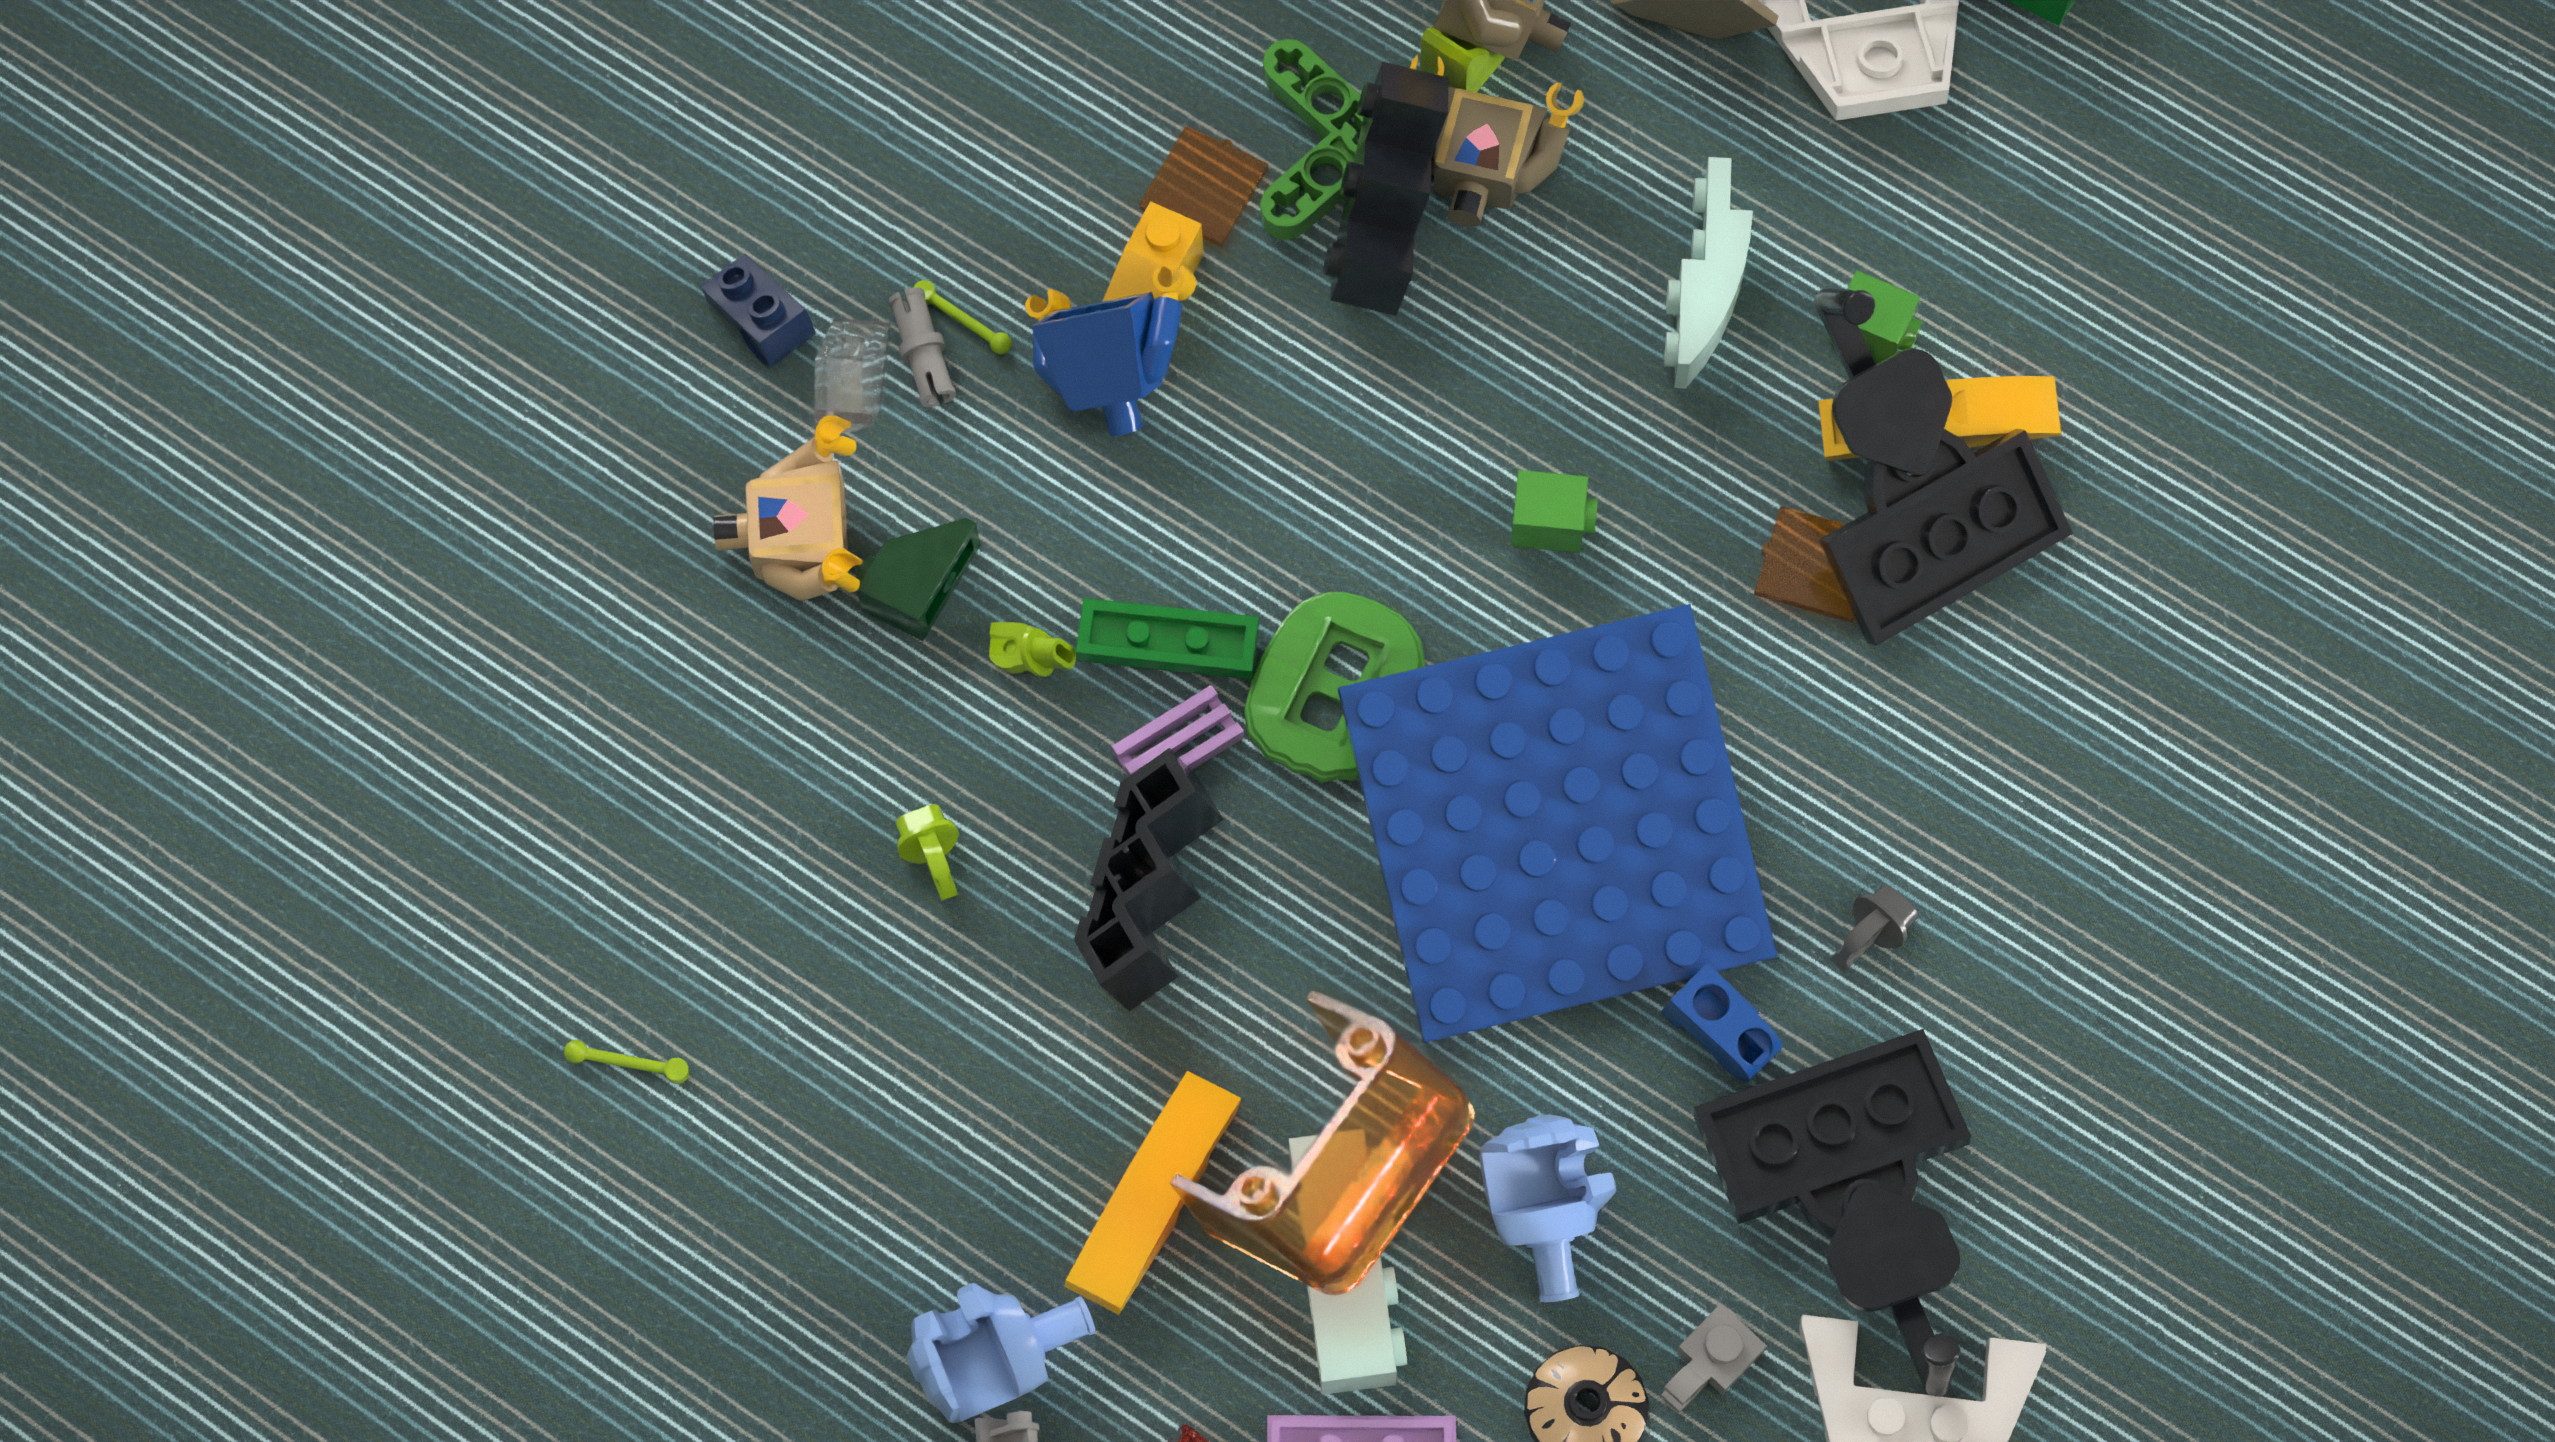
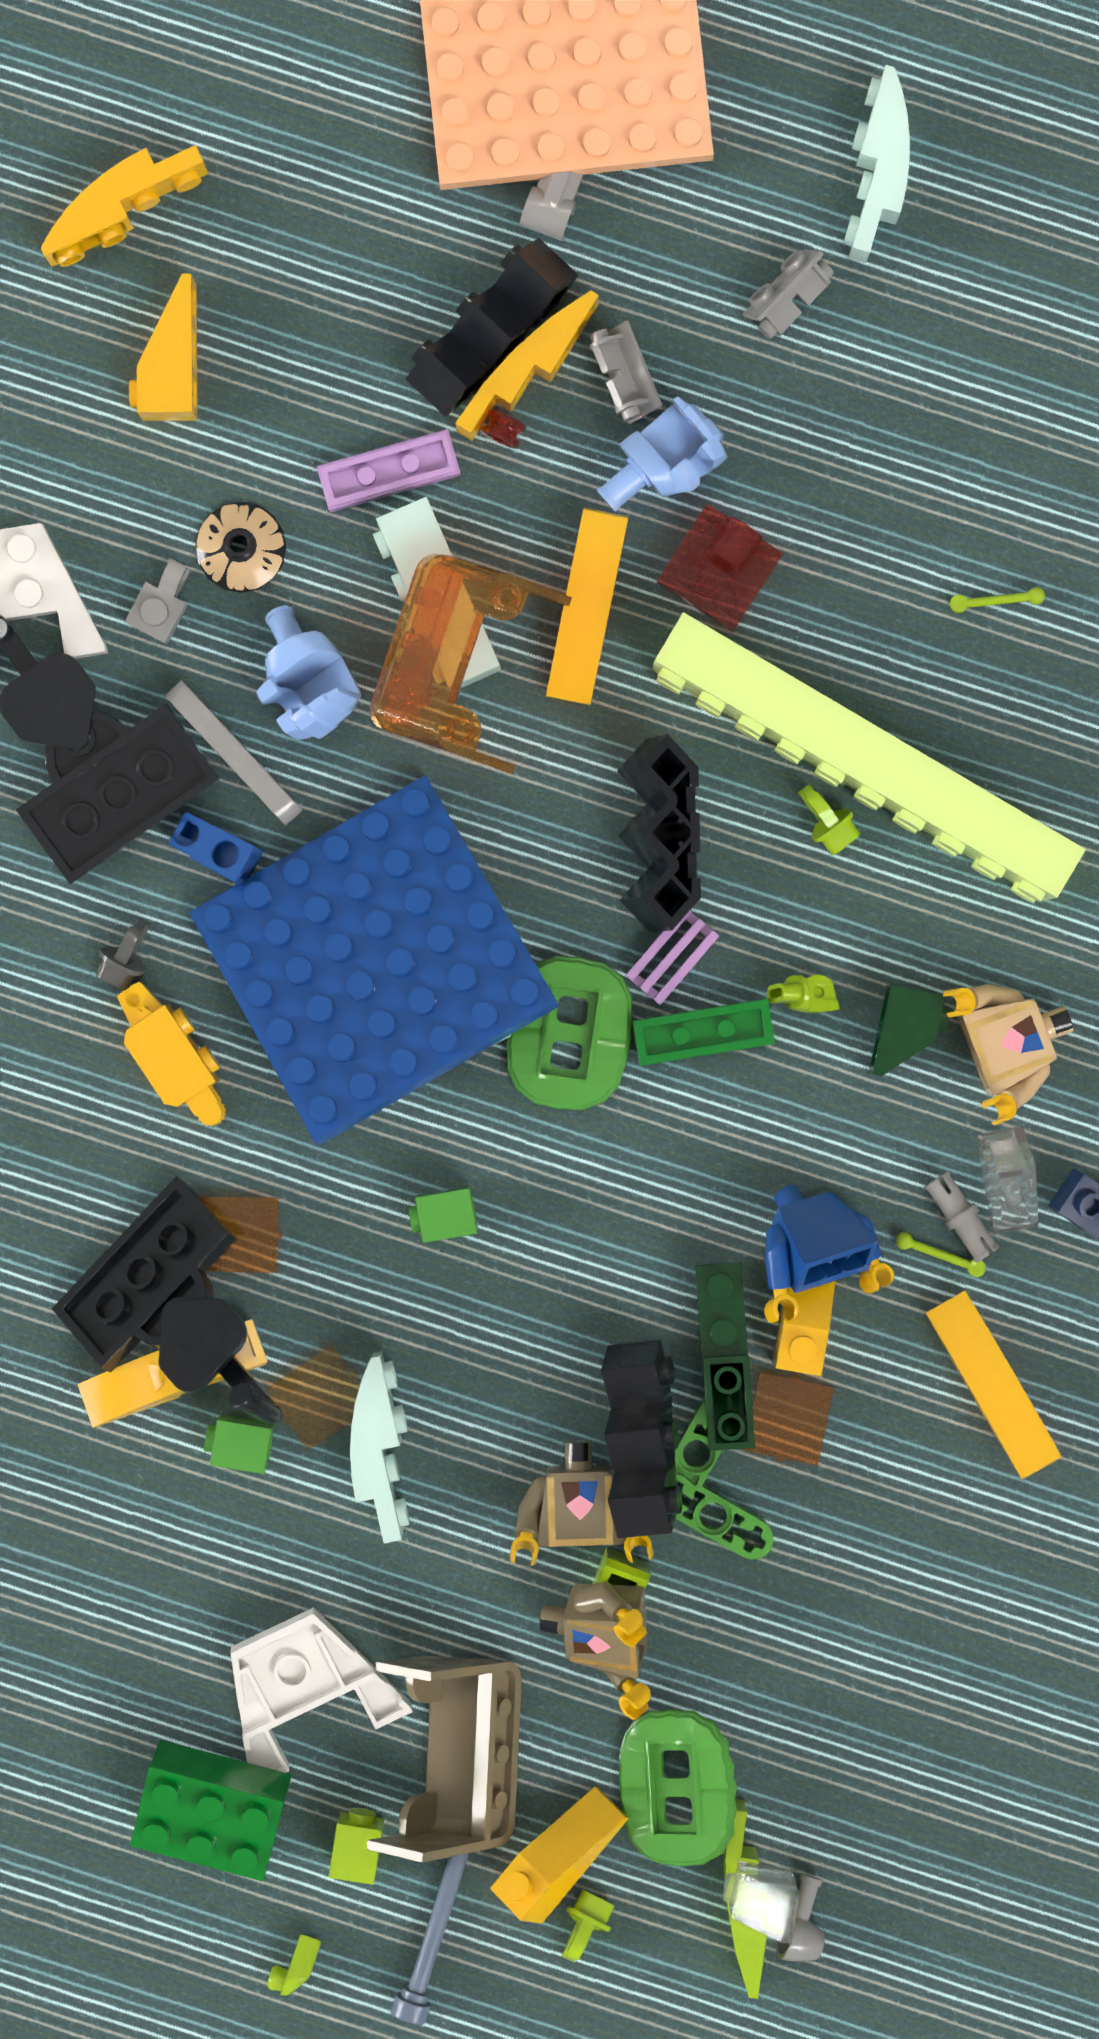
camera: 165 degrees right, 20 degrees up
(863, 895) = (867, 760): none -> yellowish green brick
(949, 153) = (993, 1385): none -> yellow slope
(966, 1195) = (720, 567): none -> clear red plate
(1258, 260) = (724, 1356): none -> dark green slope
(1667, 1138) = (233, 752): none -> light grey beam
(1767, 356) = (317, 1396): none -> clear orange piece
(1846, 786) = (169, 1055): none -> yellow hinge

